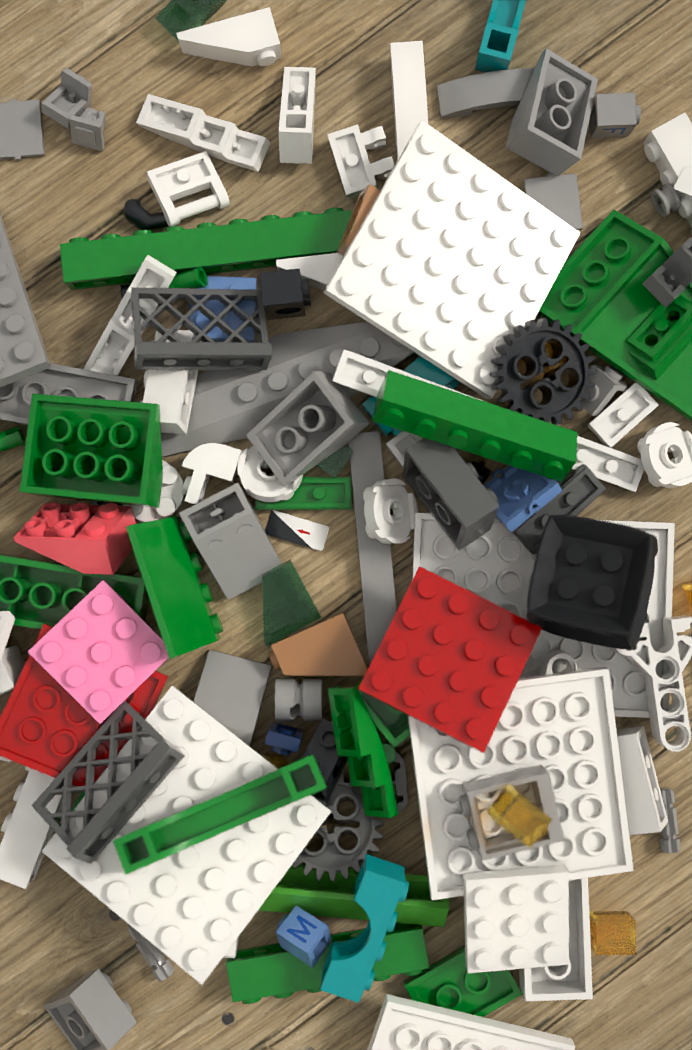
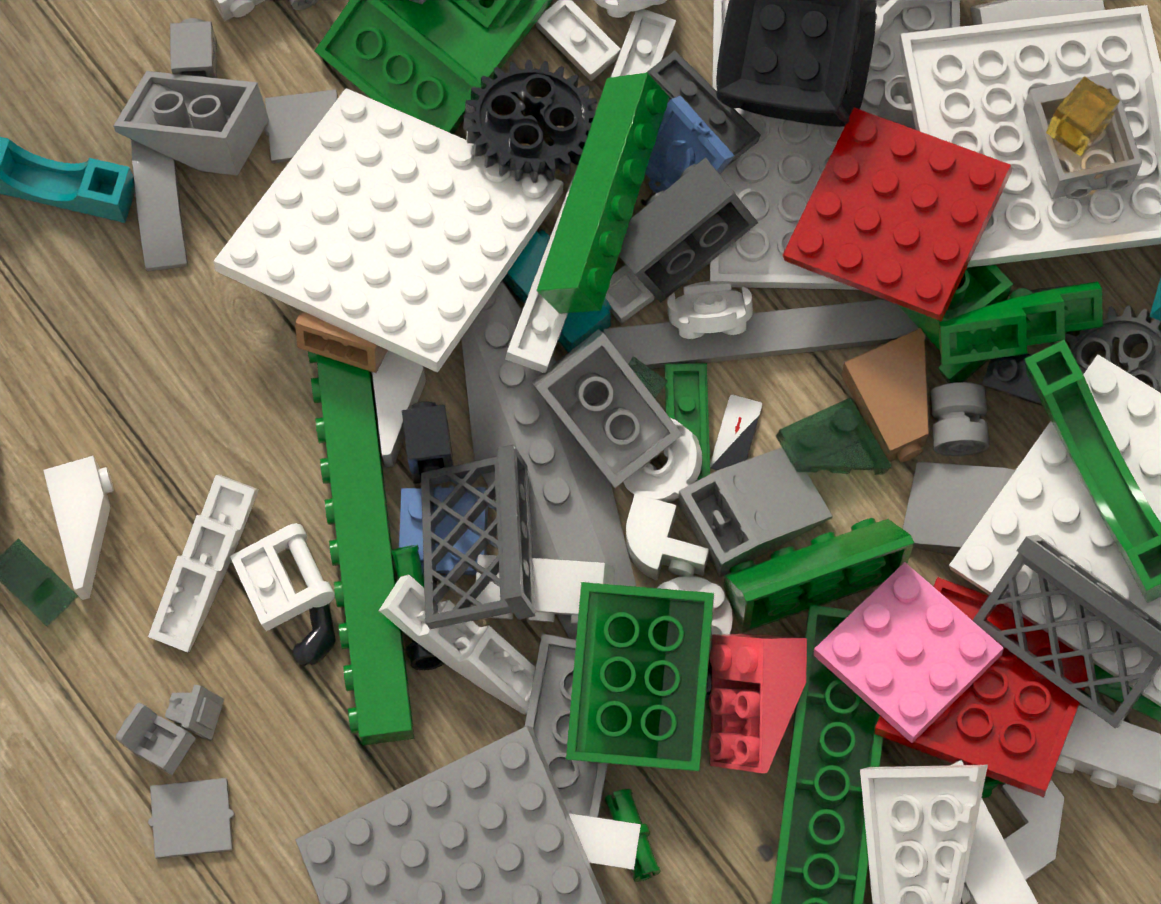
camera: 90 degrees left, 15 degrees down
(283, 738) = (1010, 431): dark blue plate -> none
(297, 115) = (184, 438): white slope -> none
(352, 160) = (245, 368): white plate -> none
(408, 90) = (175, 297): white slope -> none
(607, 383) = (540, 50): light grey bracket -> none

